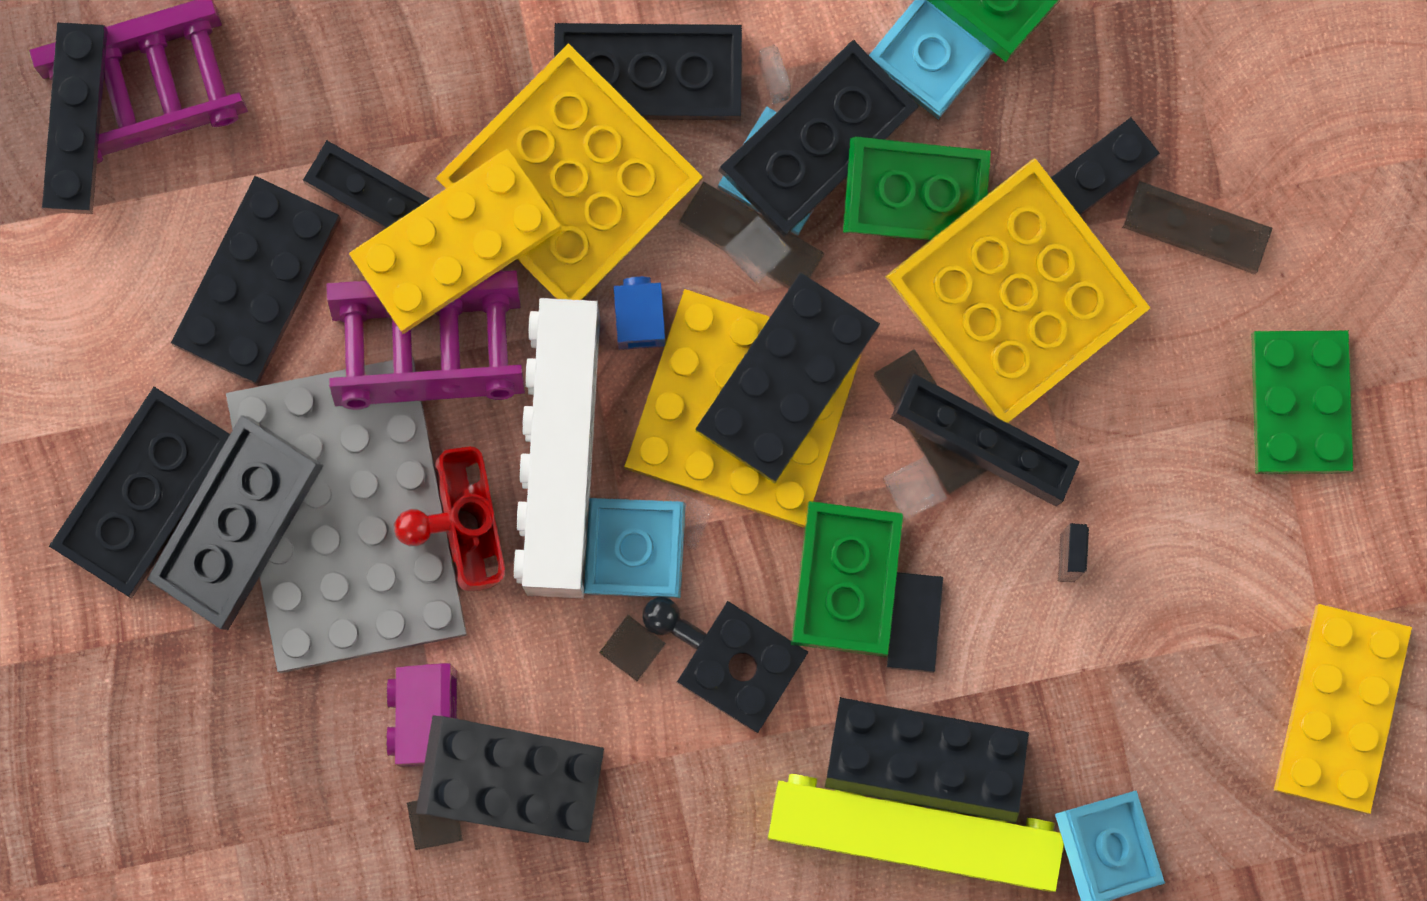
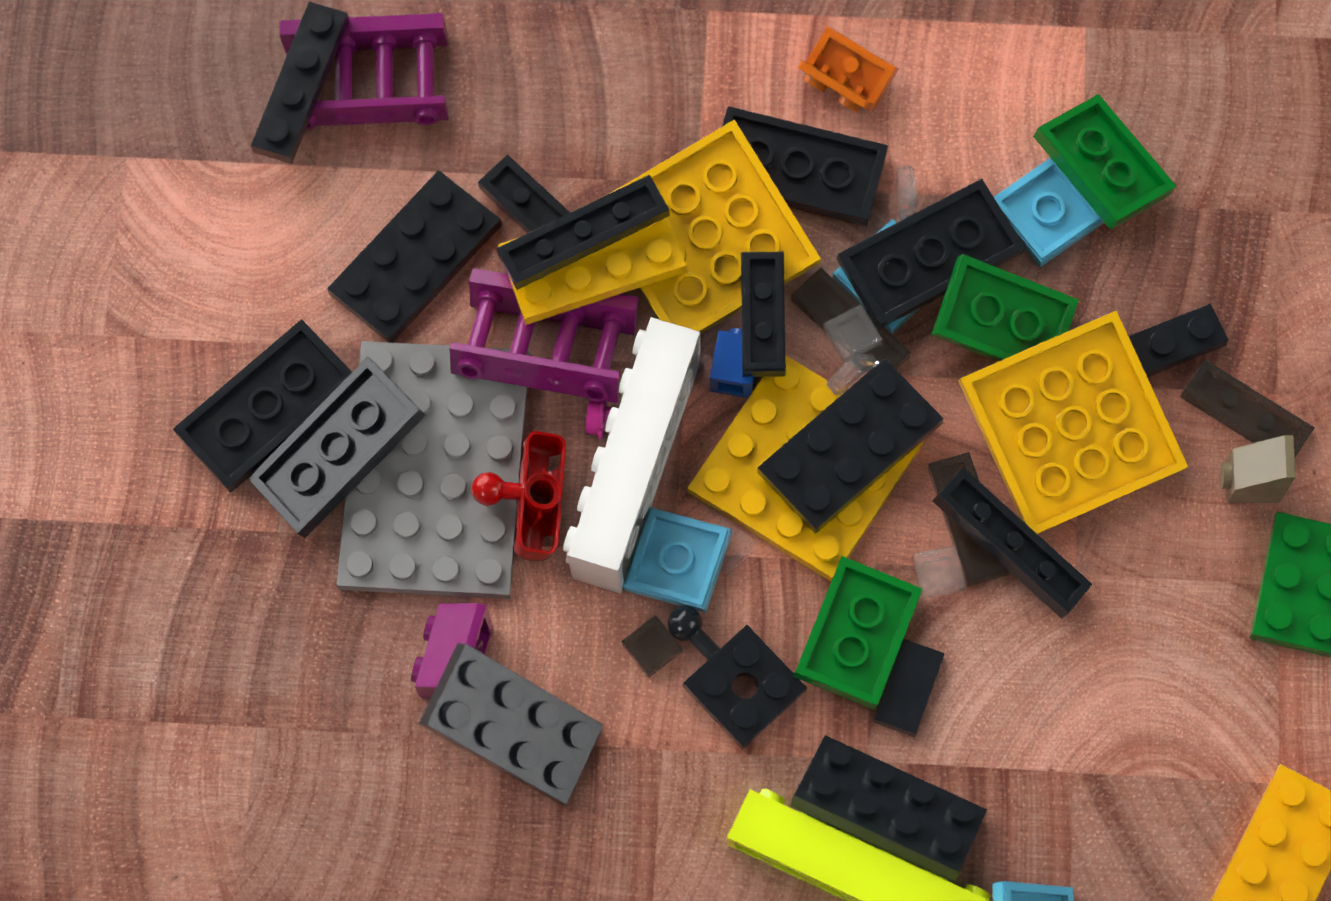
camera: 20 degrees right, 10 degrees down
(432, 830) = (434, 754): clear smoke tile -> none
(440, 220) = (583, 232): none -> black plate
(509, 415) = (596, 418): none -> dark pink plate
(657, 257) = (763, 314): none -> black tile
(769, 295) = (851, 372): none -> clear tile
(1073, 552) = (1066, 657): black tile -> none
(1226, 295) = (1259, 471): none -> slope

